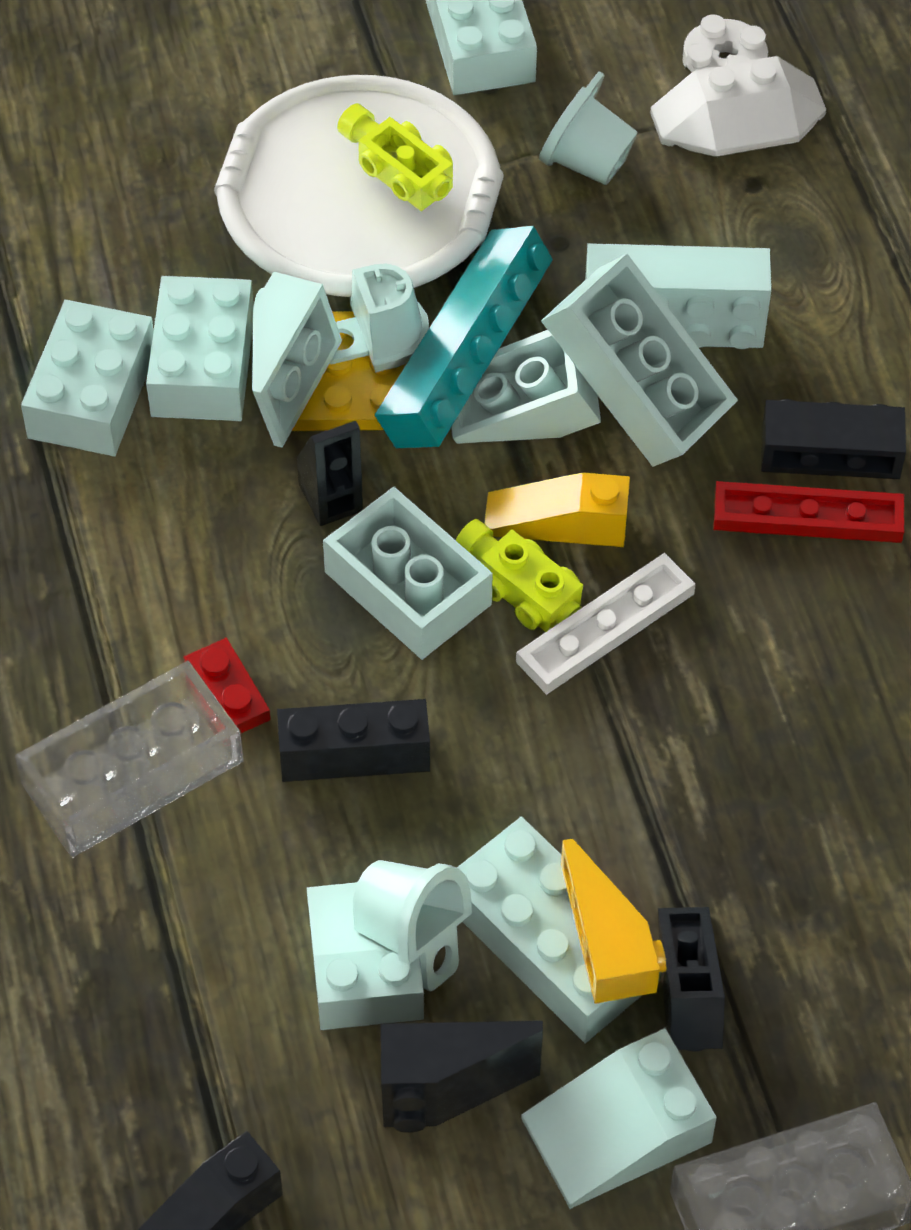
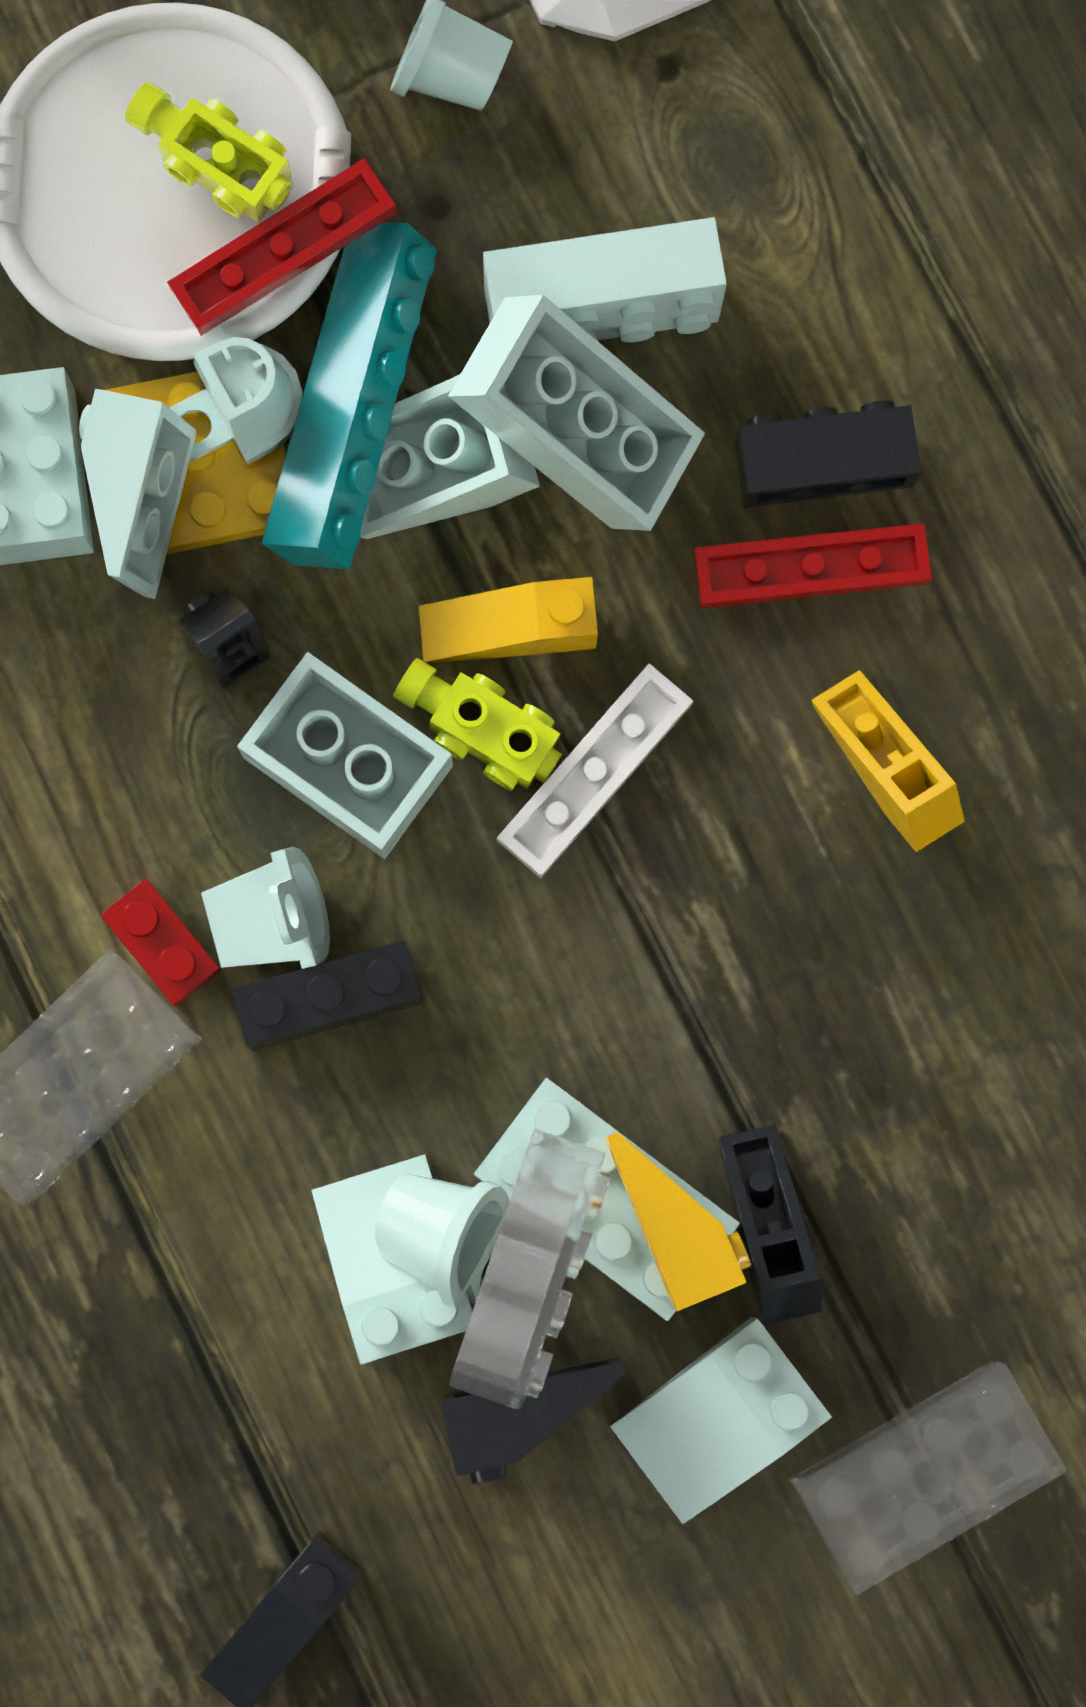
camera: 15 degrees left, 25 degrees up
(318, 665) = (270, 914): none -> light aqua container
(436, 224) = (282, 247): none -> red plate
(475, 921) = (527, 1269): none -> clear brick
(853, 656) = (891, 761): none -> yellow slope

